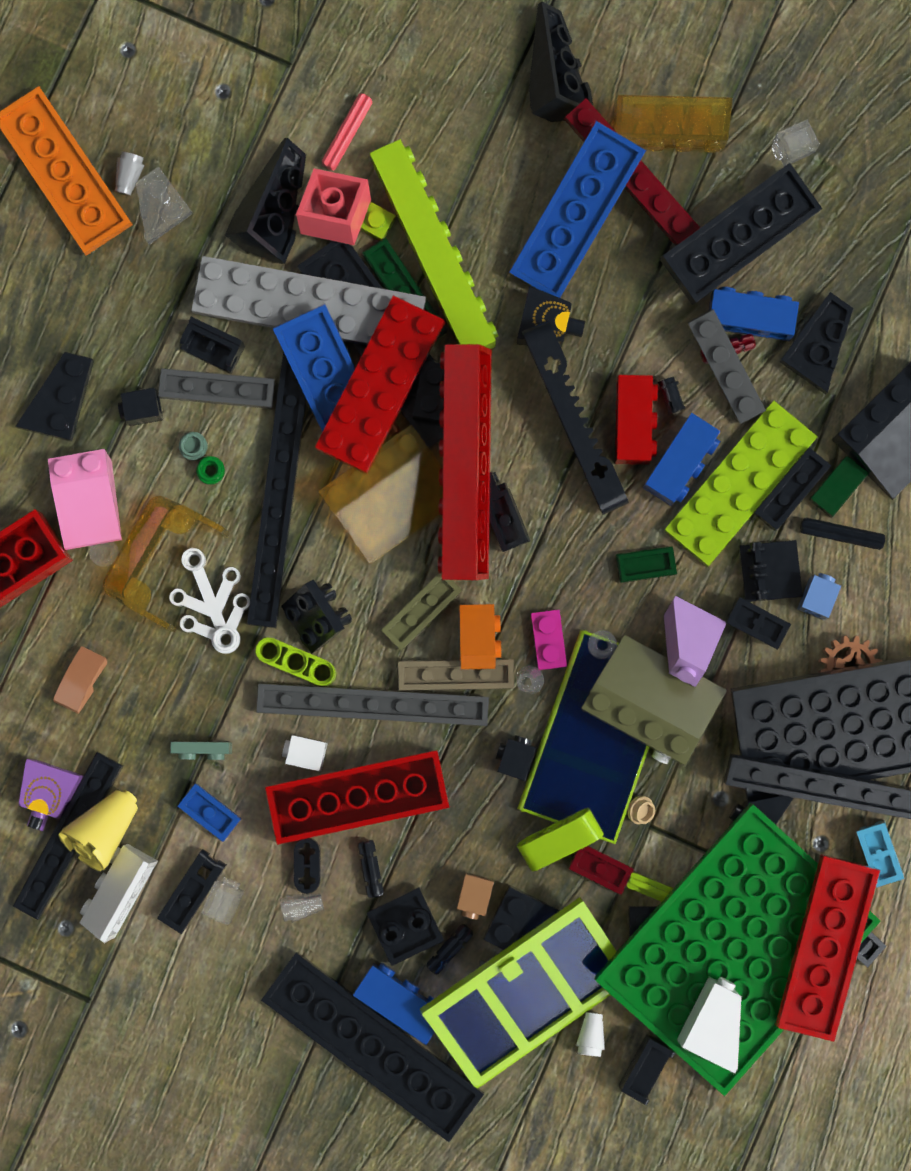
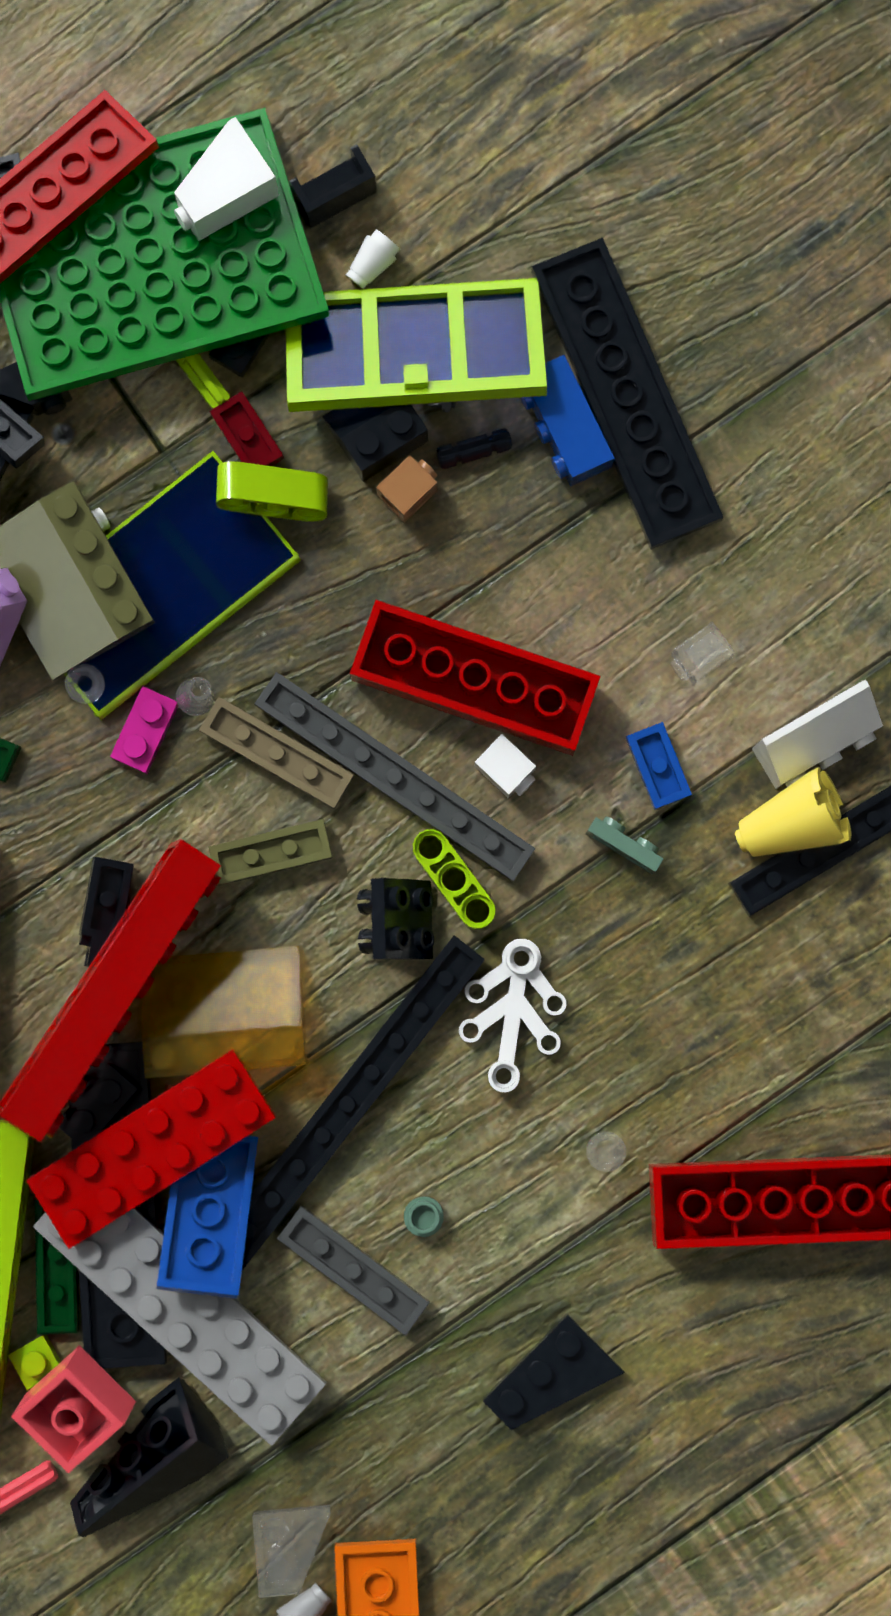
camera: 150 degrees left, 0 degrees up
(46, 791) = (835, 904): medium lavender torso -> none
(79, 680) = (721, 1013): nougat slope -> none
(85, 499) = (590, 1227): bright pink slope -> none
(123, 577) = (522, 1150): clear yellow windscreen -> none
(140, 407) = (458, 1302): black brick -> none
(191, 892) = (733, 686): black plate -> none
(207, 462) = (414, 1185): green plate -> none
(211, 345) = (327, 1328): black hinge -> none
(299, 865) = (573, 632): black beam -> none
(299, 906) = (616, 596): clear cone -> none
(370, 868) = (510, 591): black axle -> none
(405, 926) = (509, 502): black plate -> none
(477, 636) = (222, 778): orange brick -> none
(515, 757) = (266, 615): black brick -> none
(641, 810) = (159, 471): tan plate -> none

